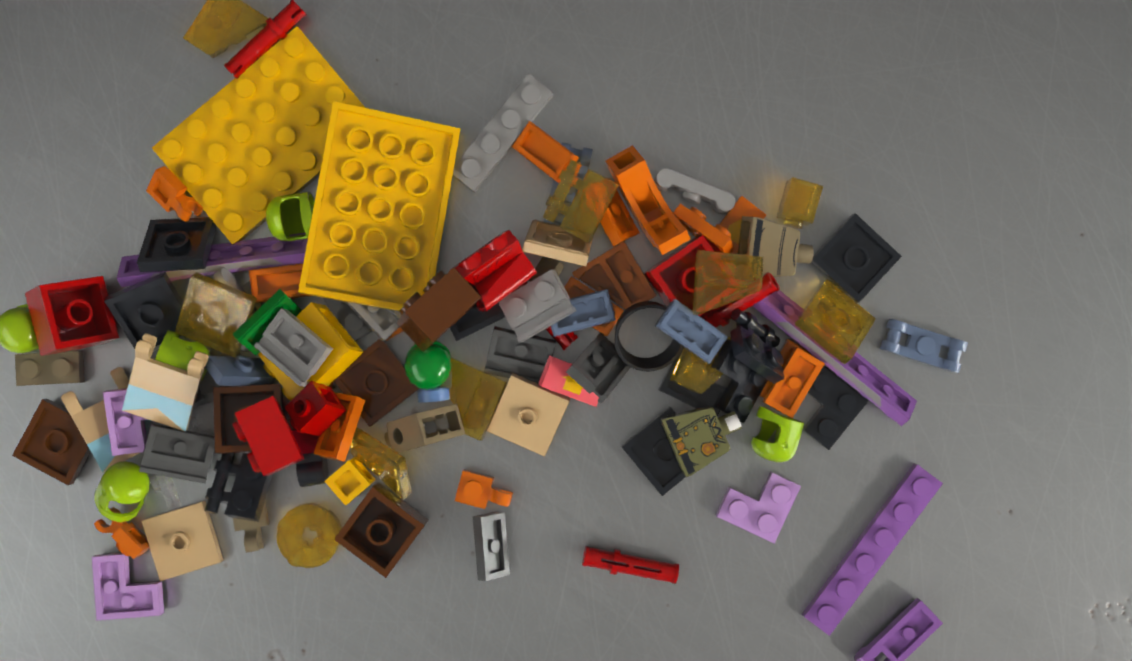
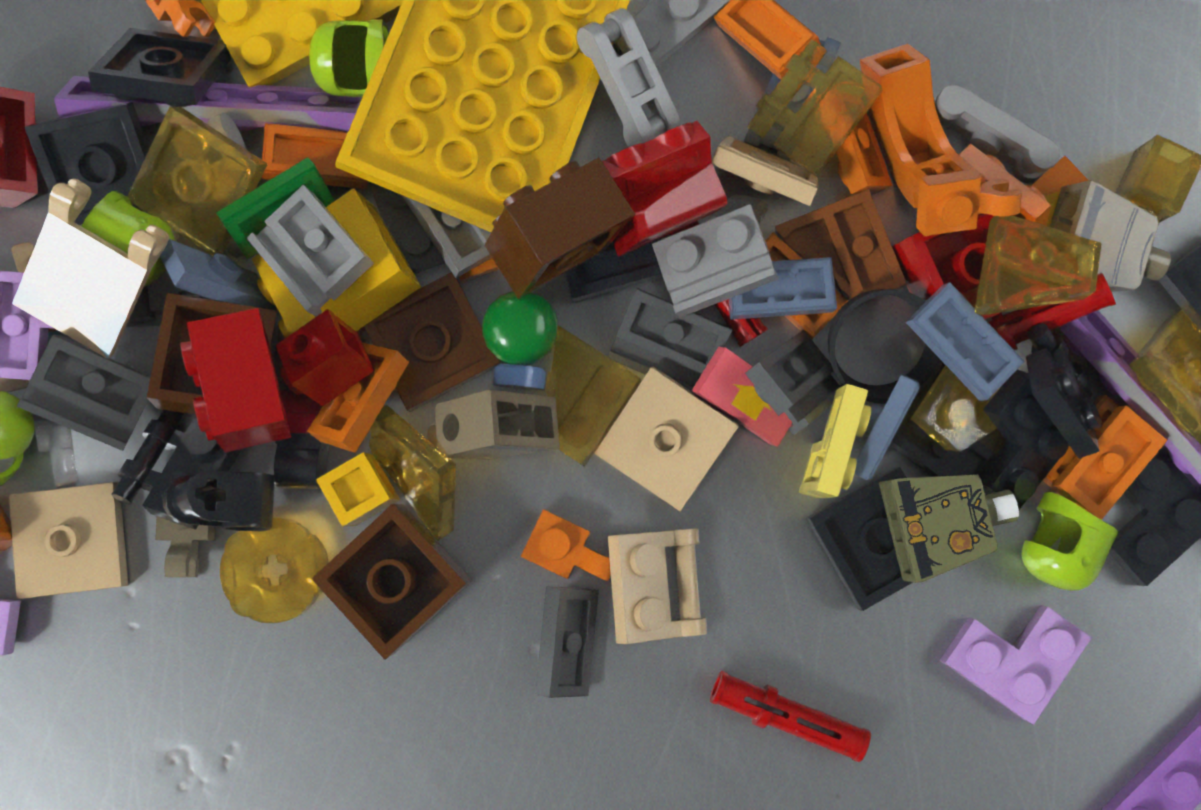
camera: 10 degrees right, 5 degrees down
(273, 502) = (227, 500): none -> black piece
(466, 200) = (630, 77): none -> light grey plate
(529, 505) = (642, 588): none -> tan plate
(627, 416) = (829, 460): none -> light yellow plate
(654, 386) = (884, 424): none -> sand blue plate
(671, 248) = (955, 199): none -> orange plate

